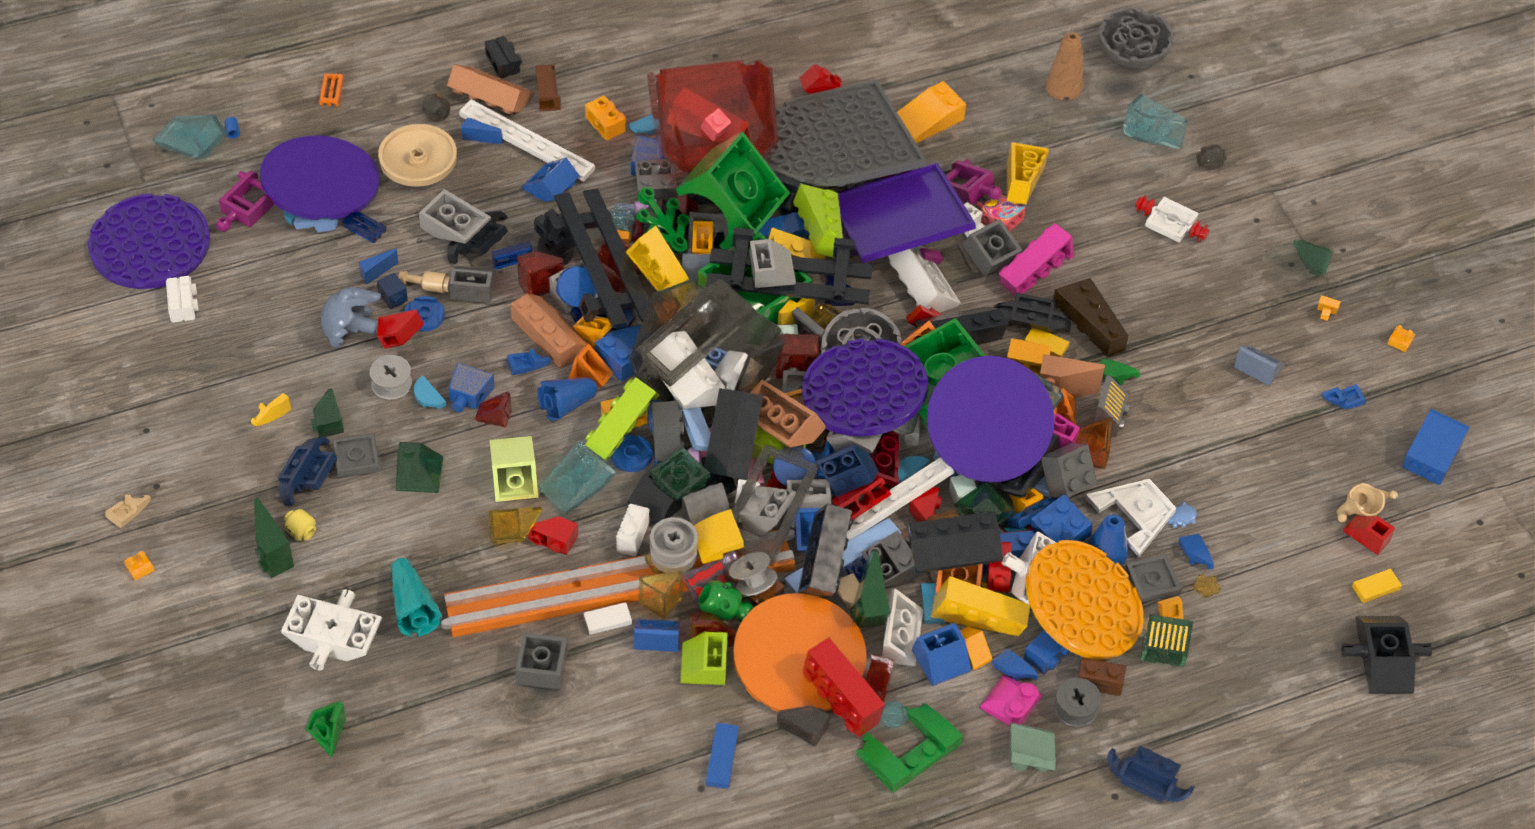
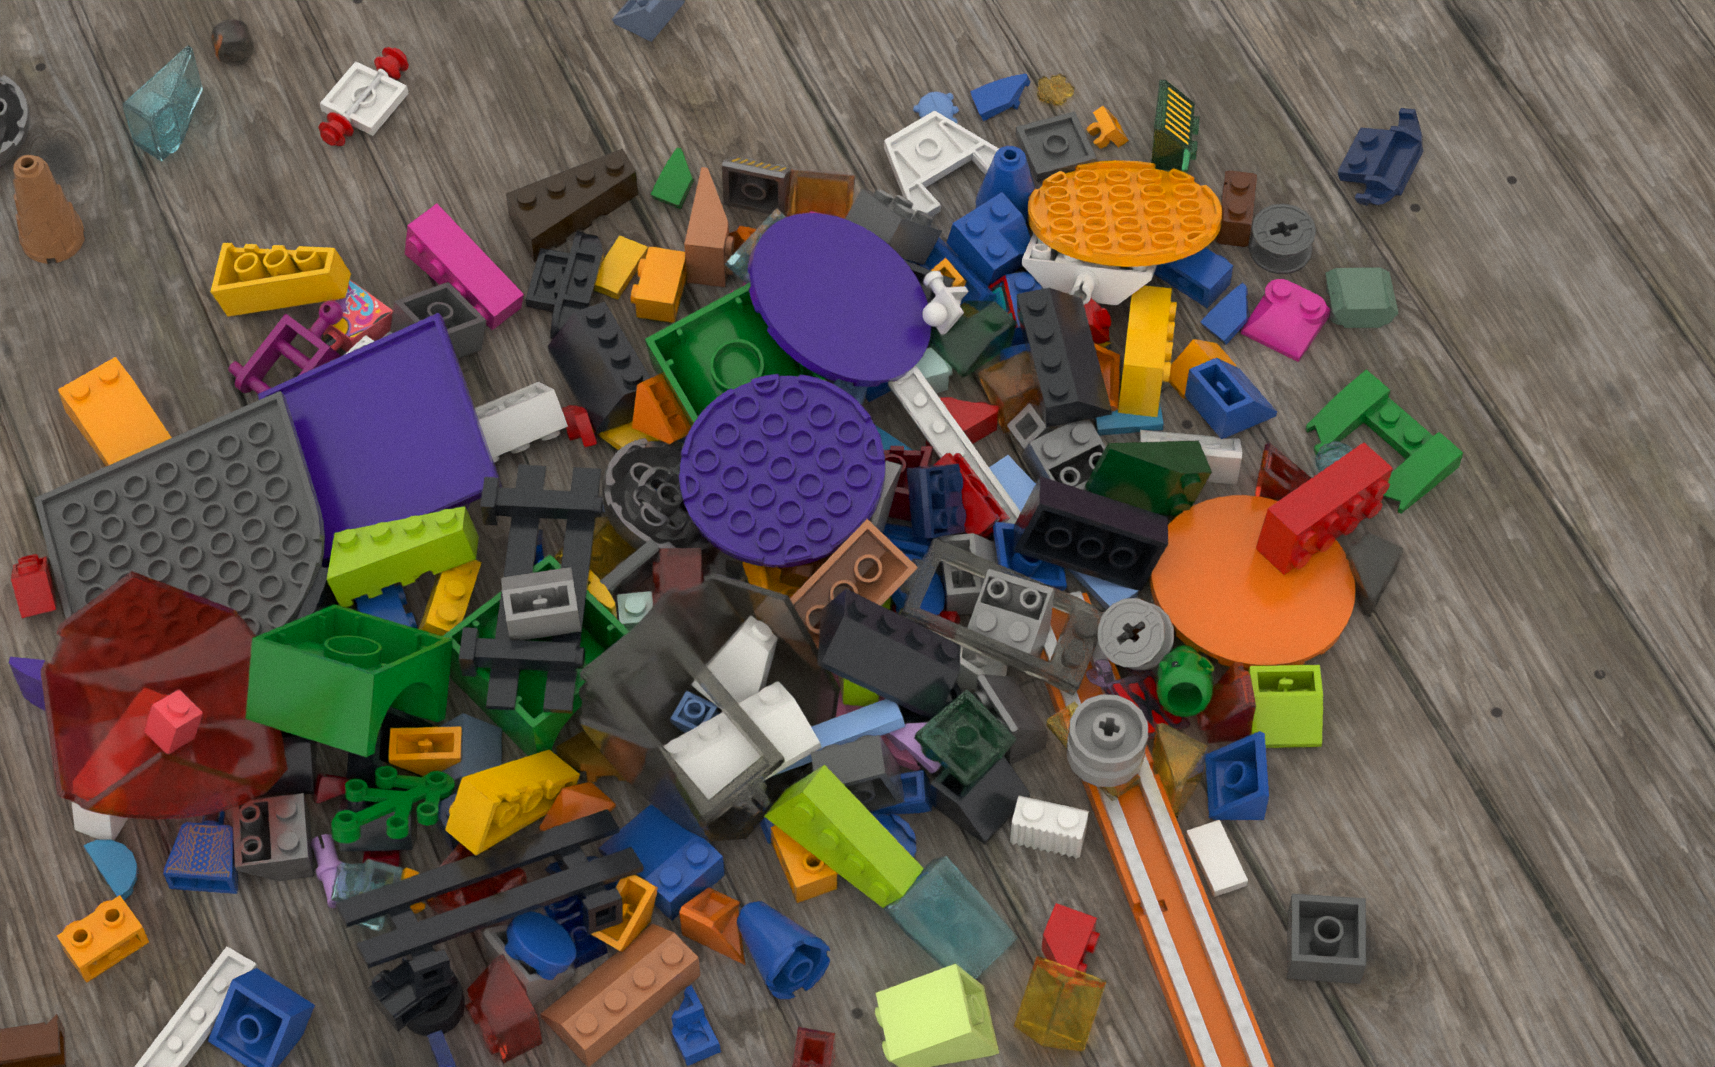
camera: 90 degrees left, 5 degrees up
(718, 535) = (1072, 677): yellow slope -> none
(722, 755) = (1440, 682): blue tile -> none
(998, 485) = (945, 307): none -> white piece

